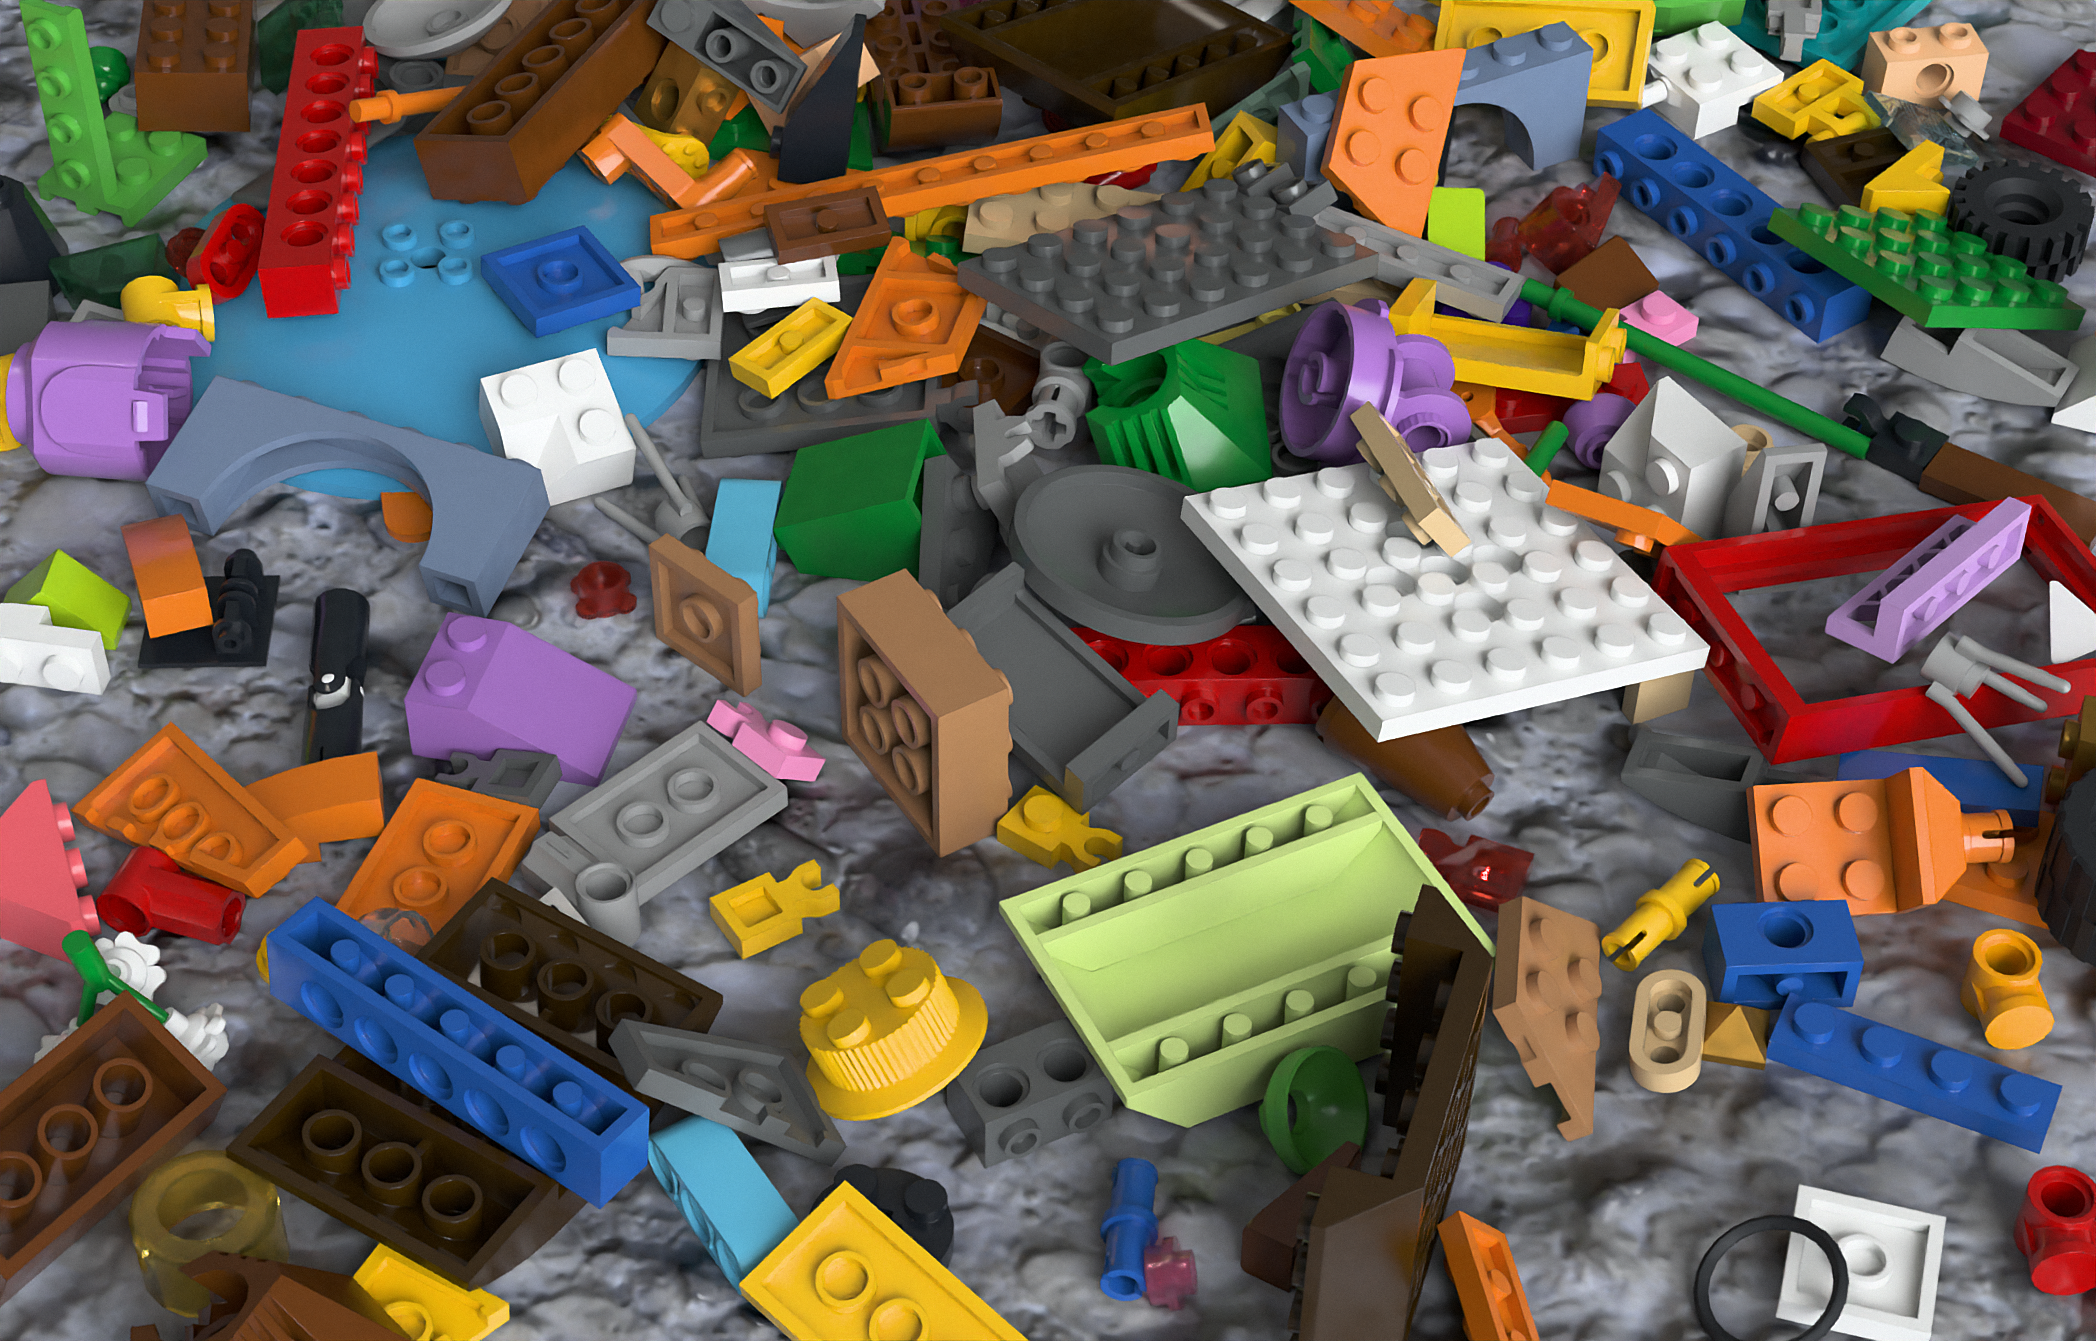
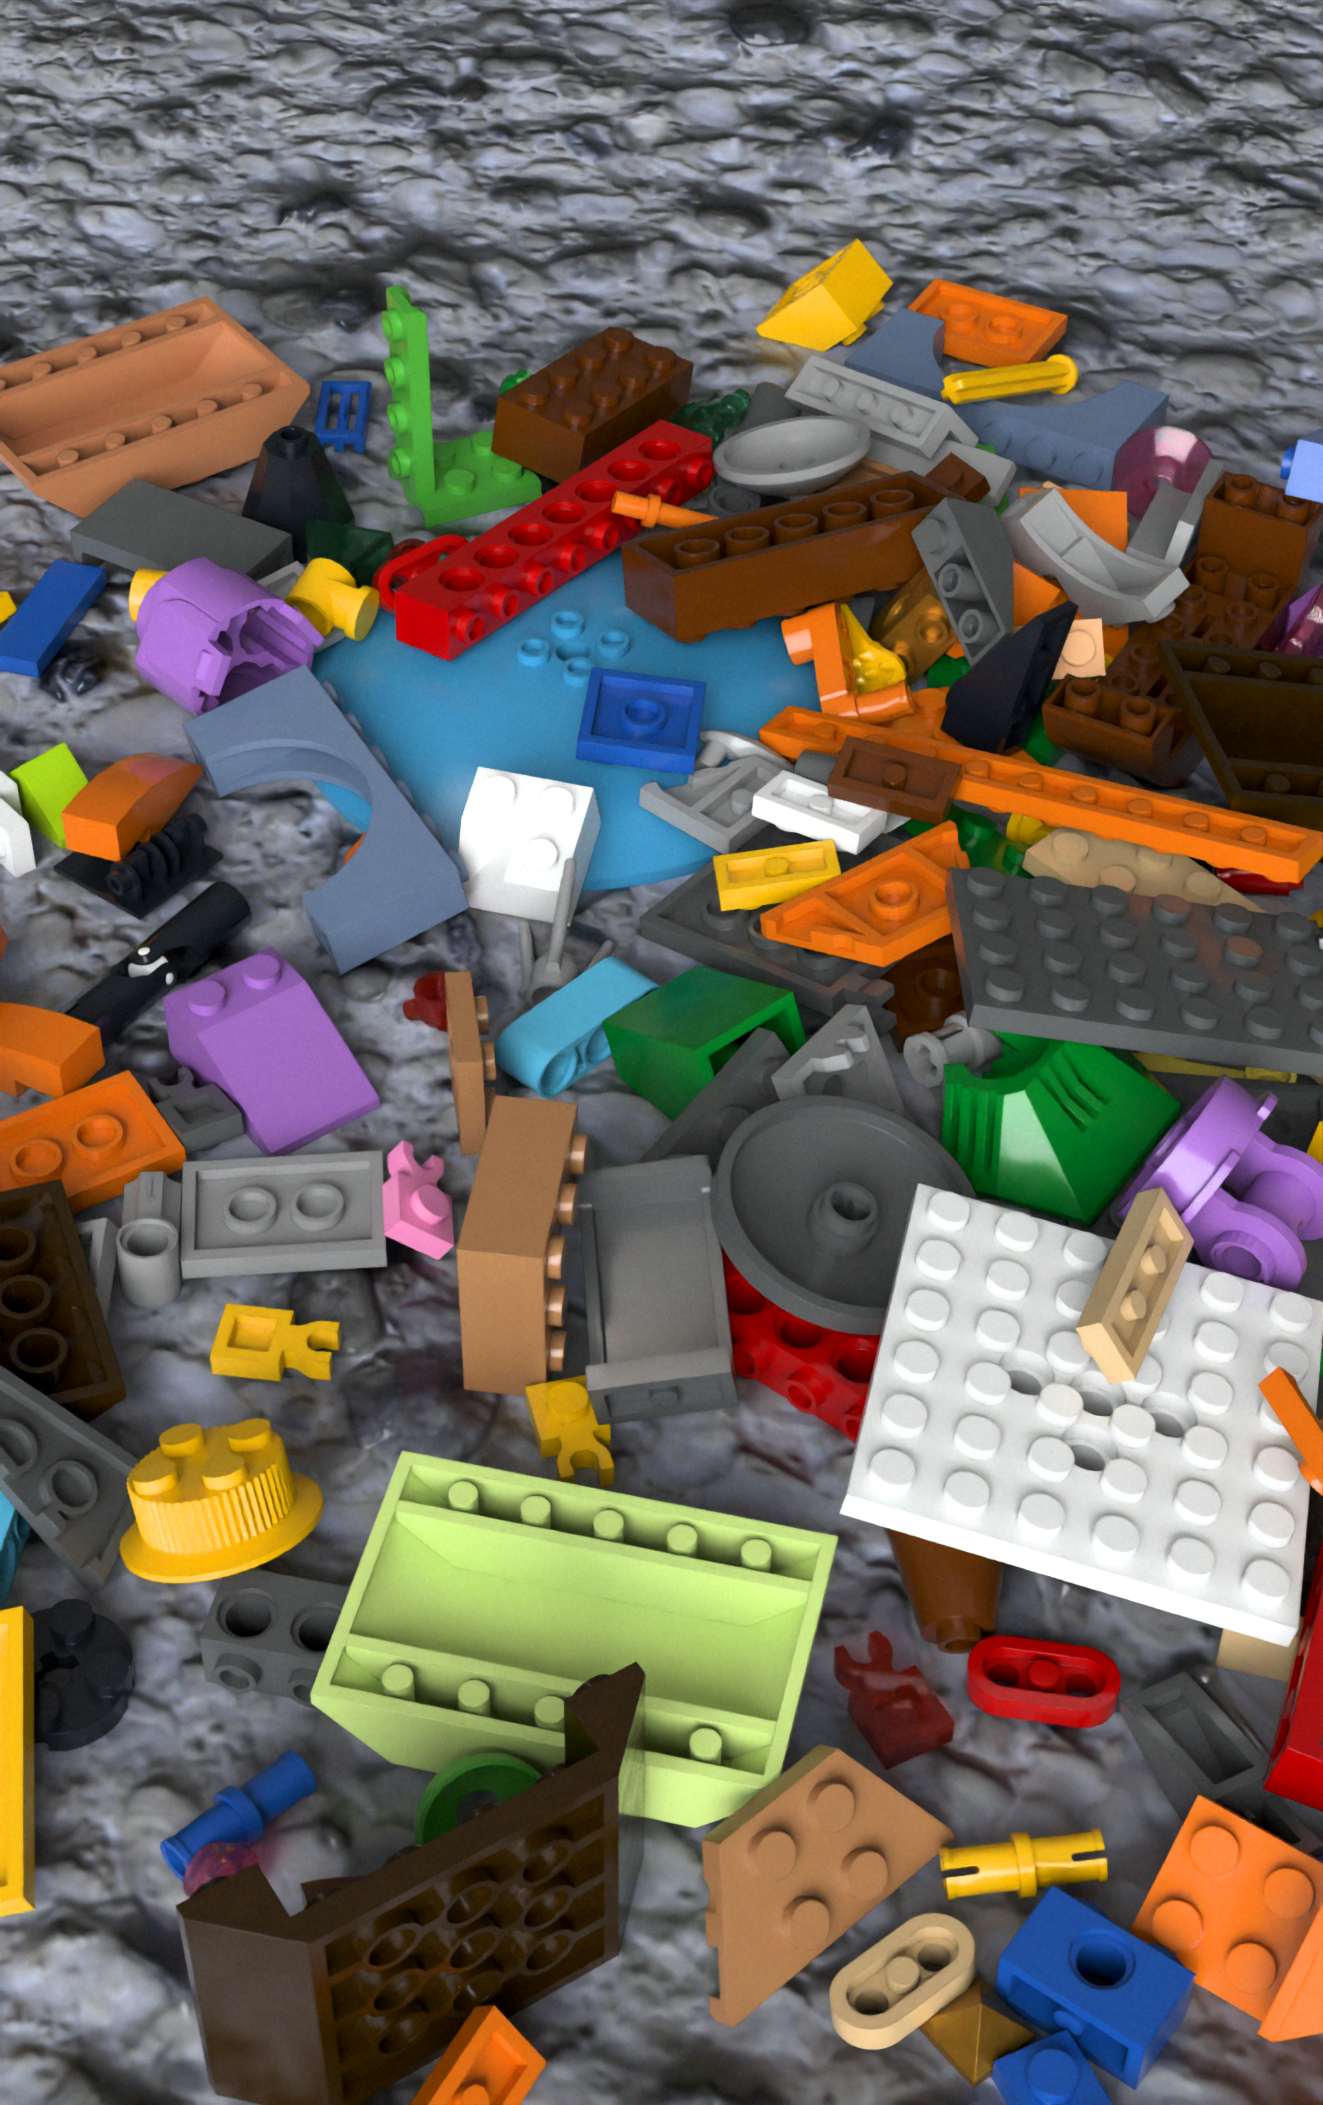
camera: 40 degrees right, 0 degrees up
(1547, 798) = (1042, 1681): none -> red plate

